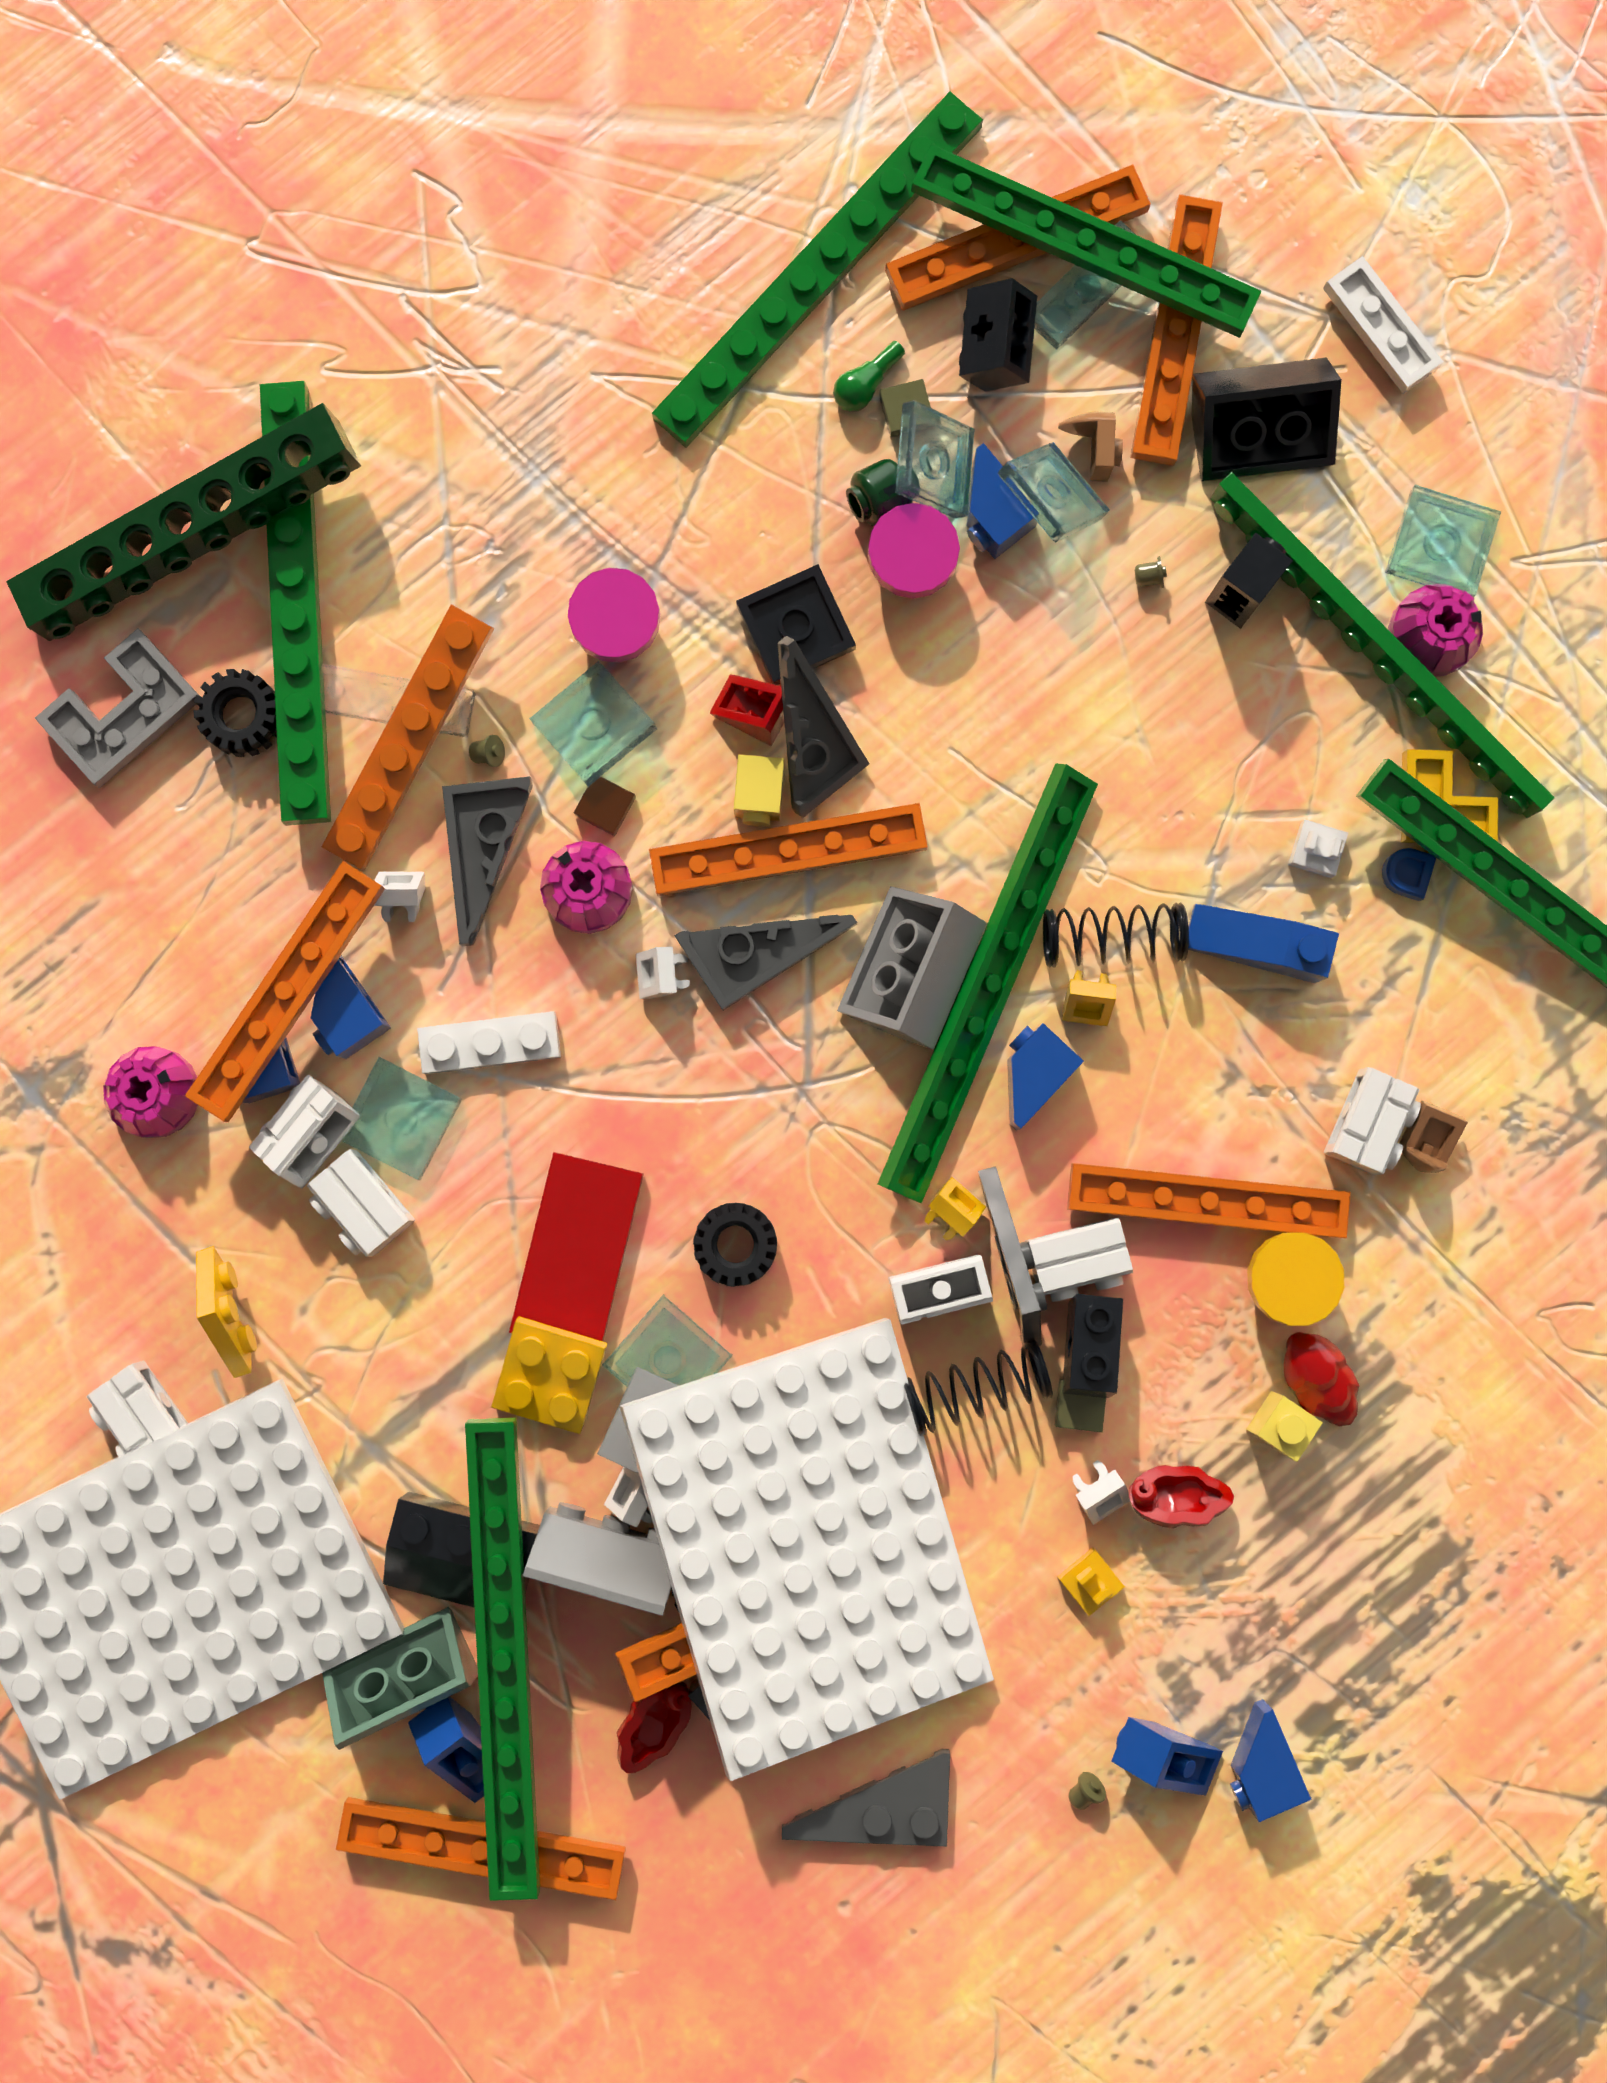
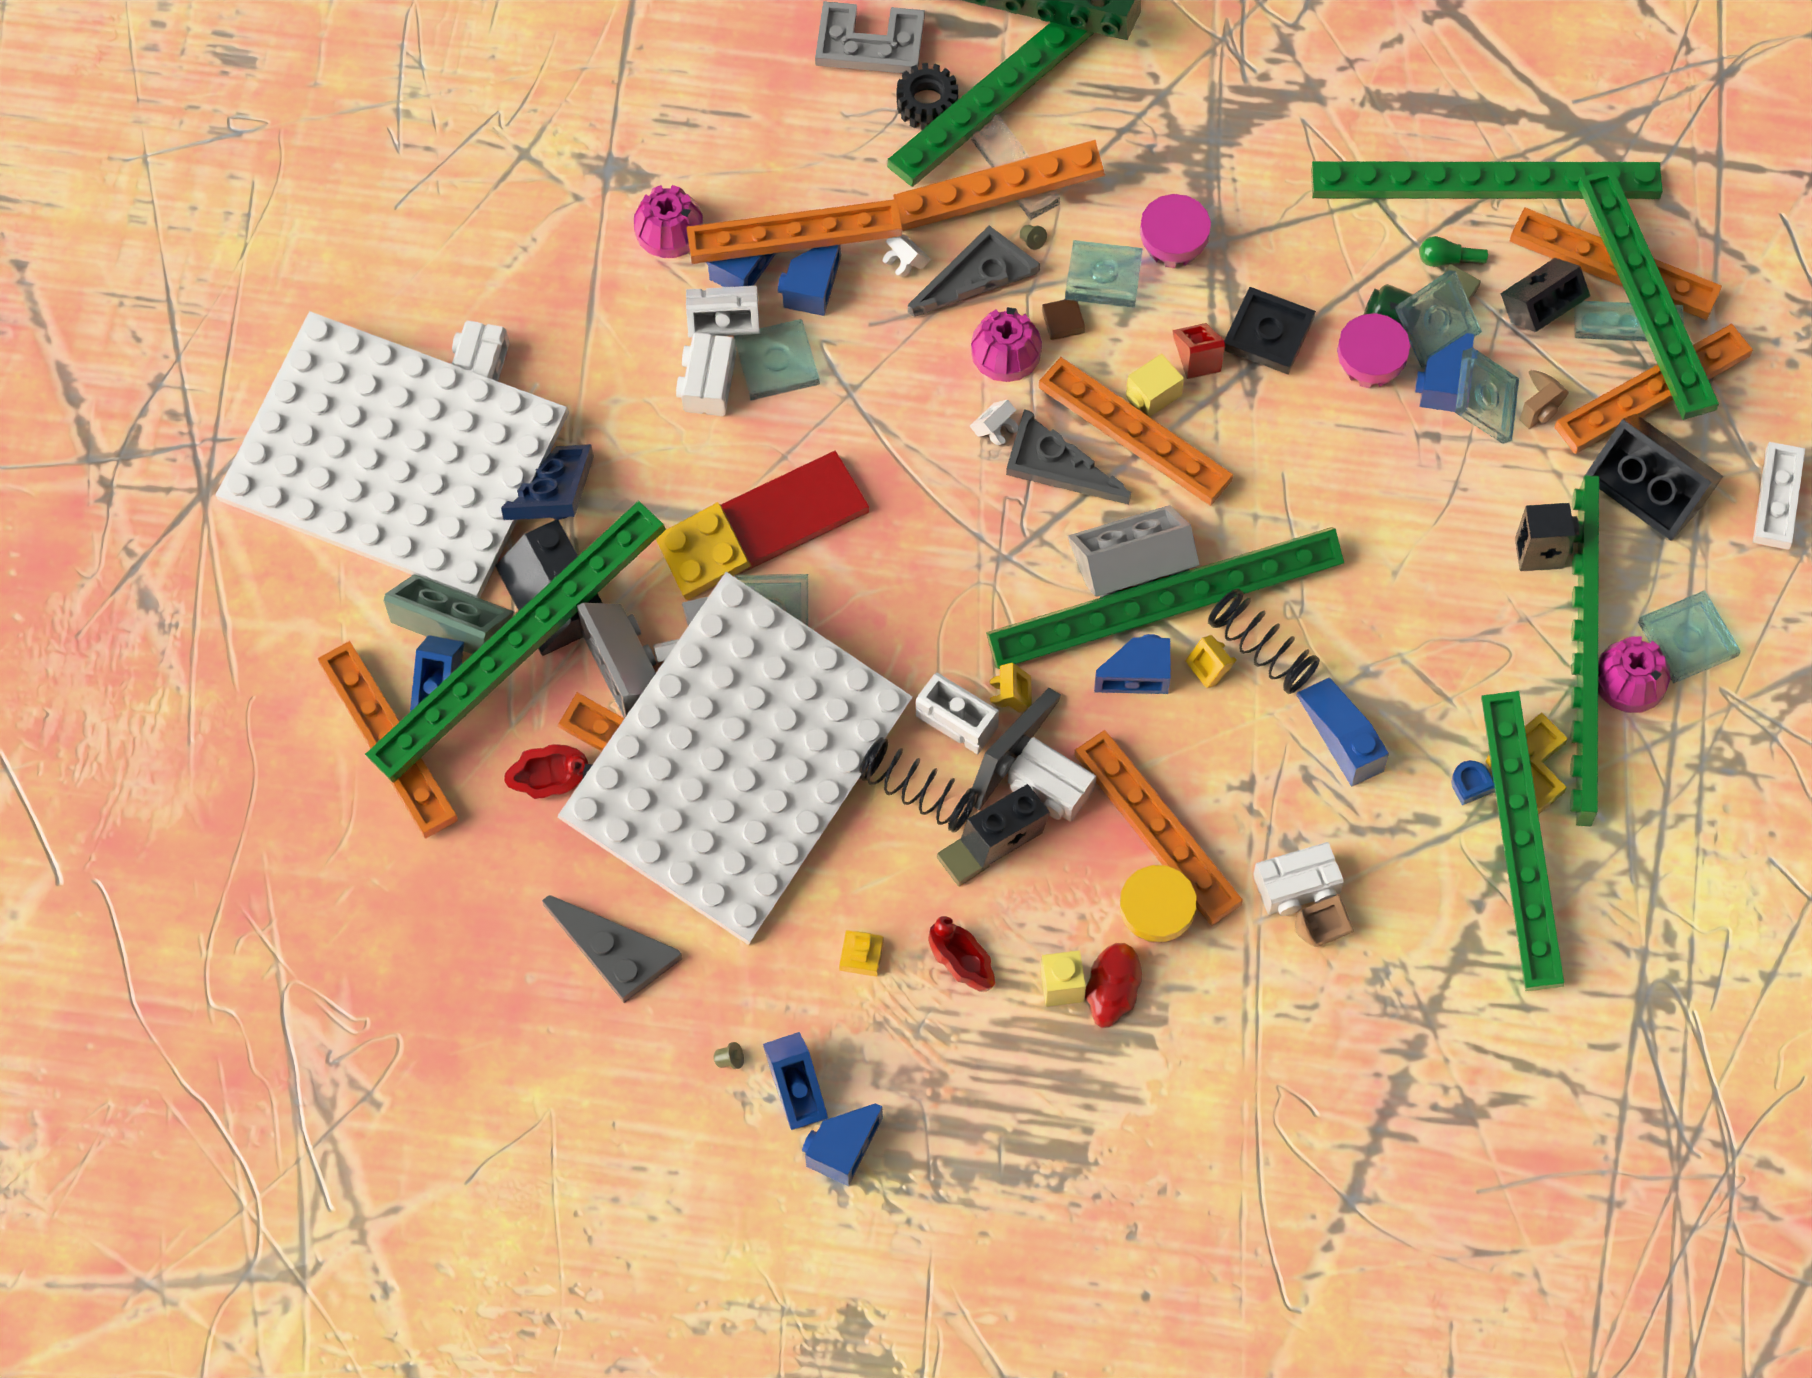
camera: 50 degrees right, 20 degrees down
(219, 1312) = (579, 340): yellow plate -> none
(359, 1467) = (556, 487): none -> dark blue wing
(489, 1042) = (866, 369): white plate -> none
(714, 1264) = (875, 569): black tyre -> none
(818, 742) = (1211, 391): dark grey wing -> none
(1102, 1496) = (919, 910): white tile -> none
(1150, 573) = (1498, 492): olive piece -> none
(1318, 848) = (1432, 718): white tile -> none

